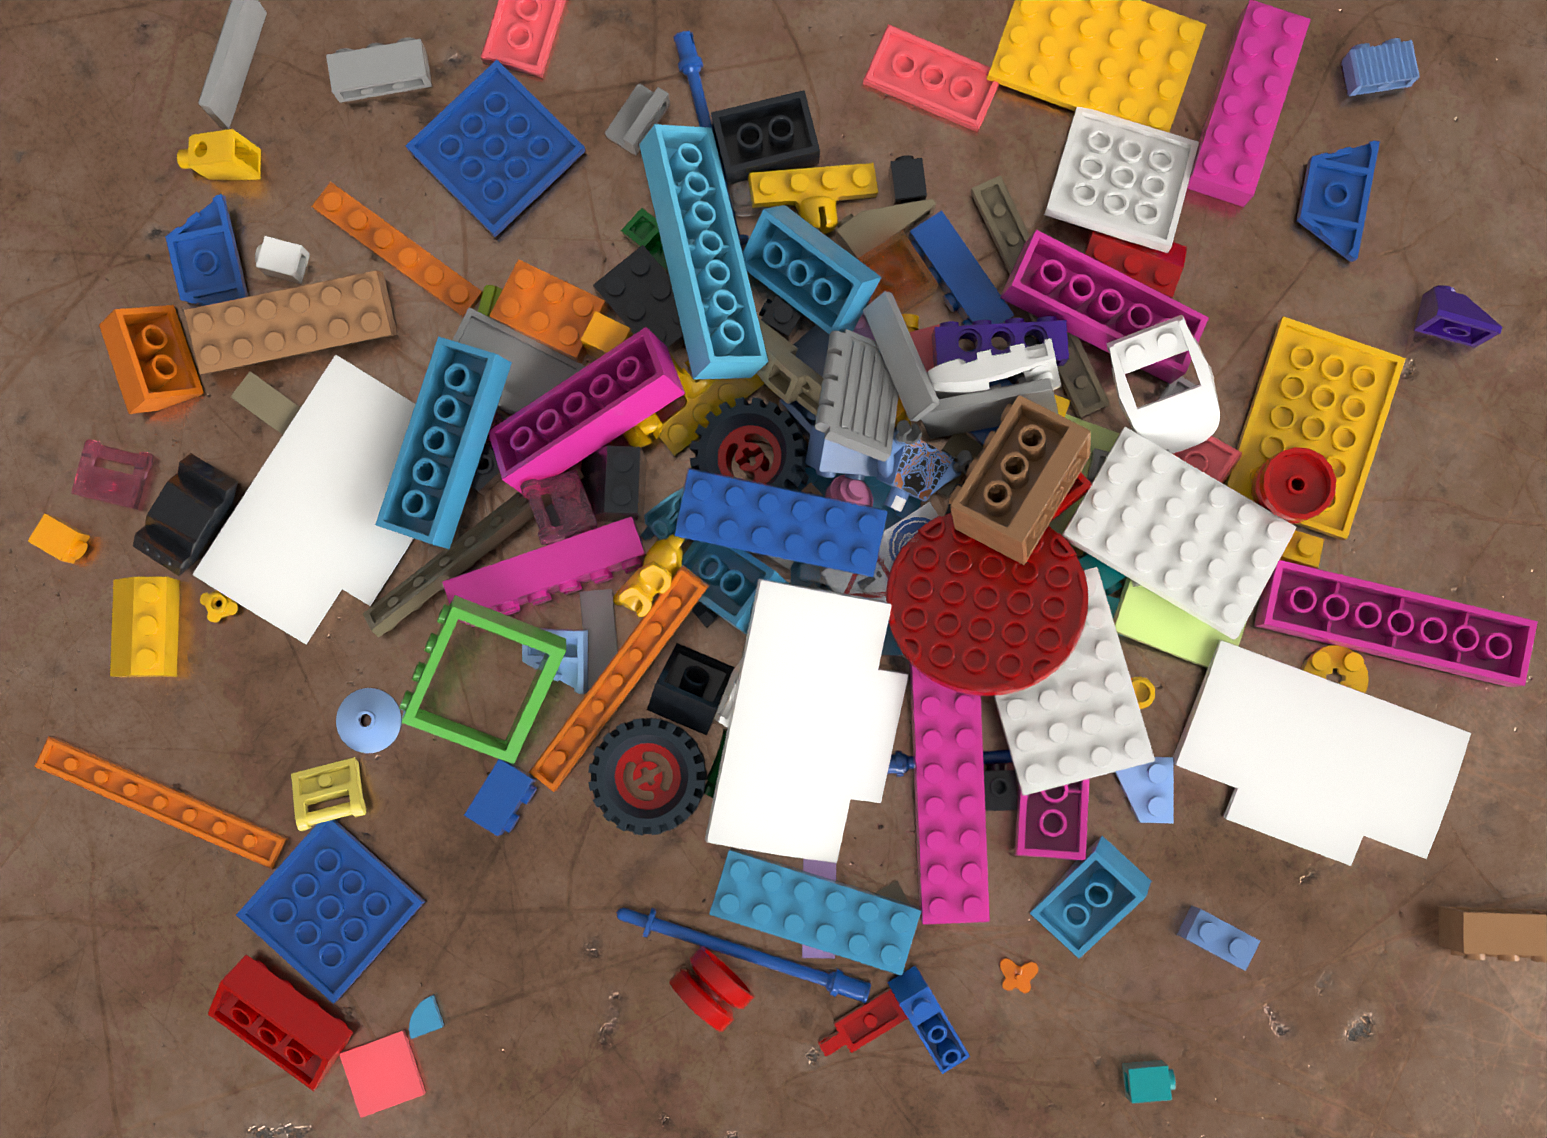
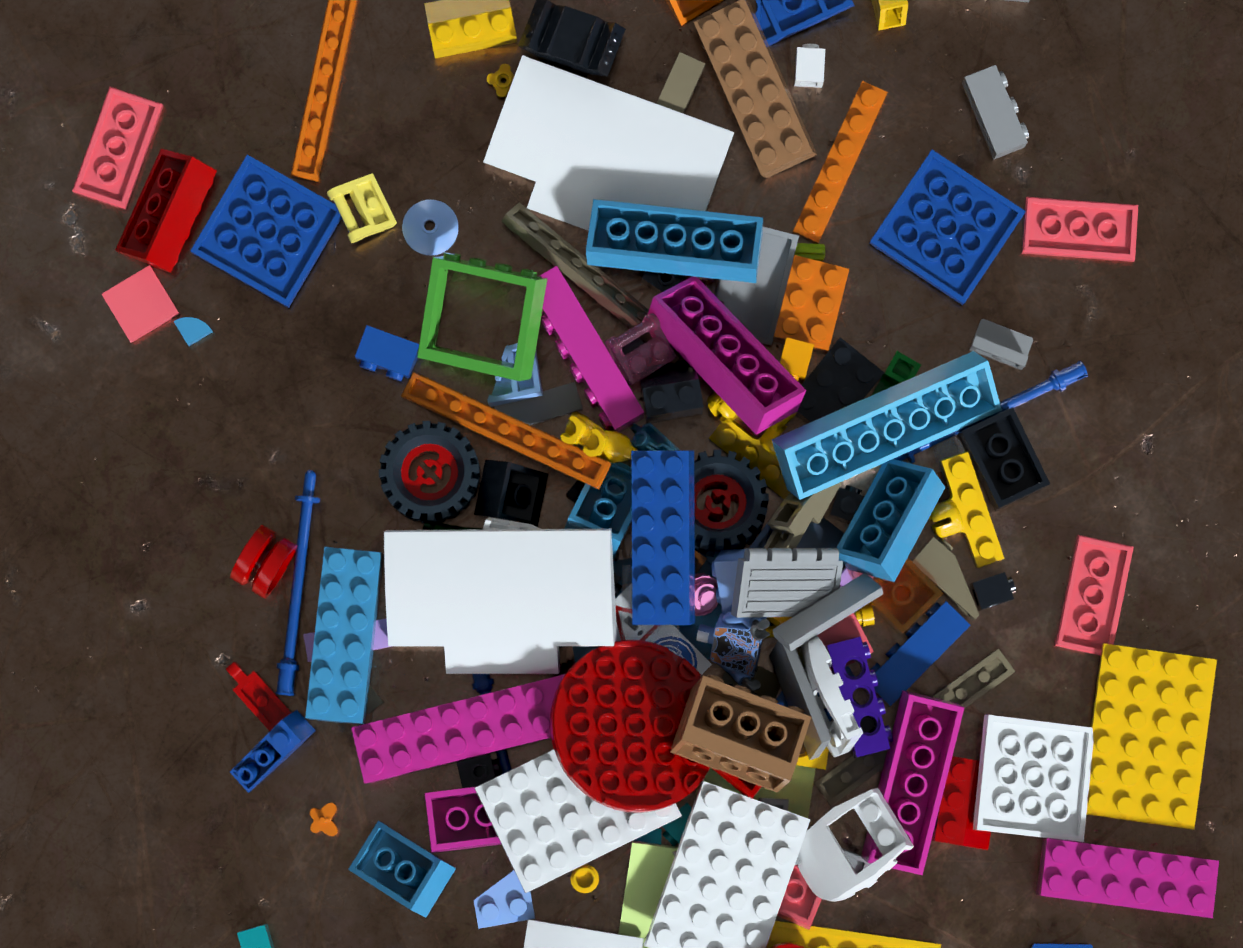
camera: 75 degrees right, 0 degrees up
(195, 1065) = (117, 148): none -> coral tile

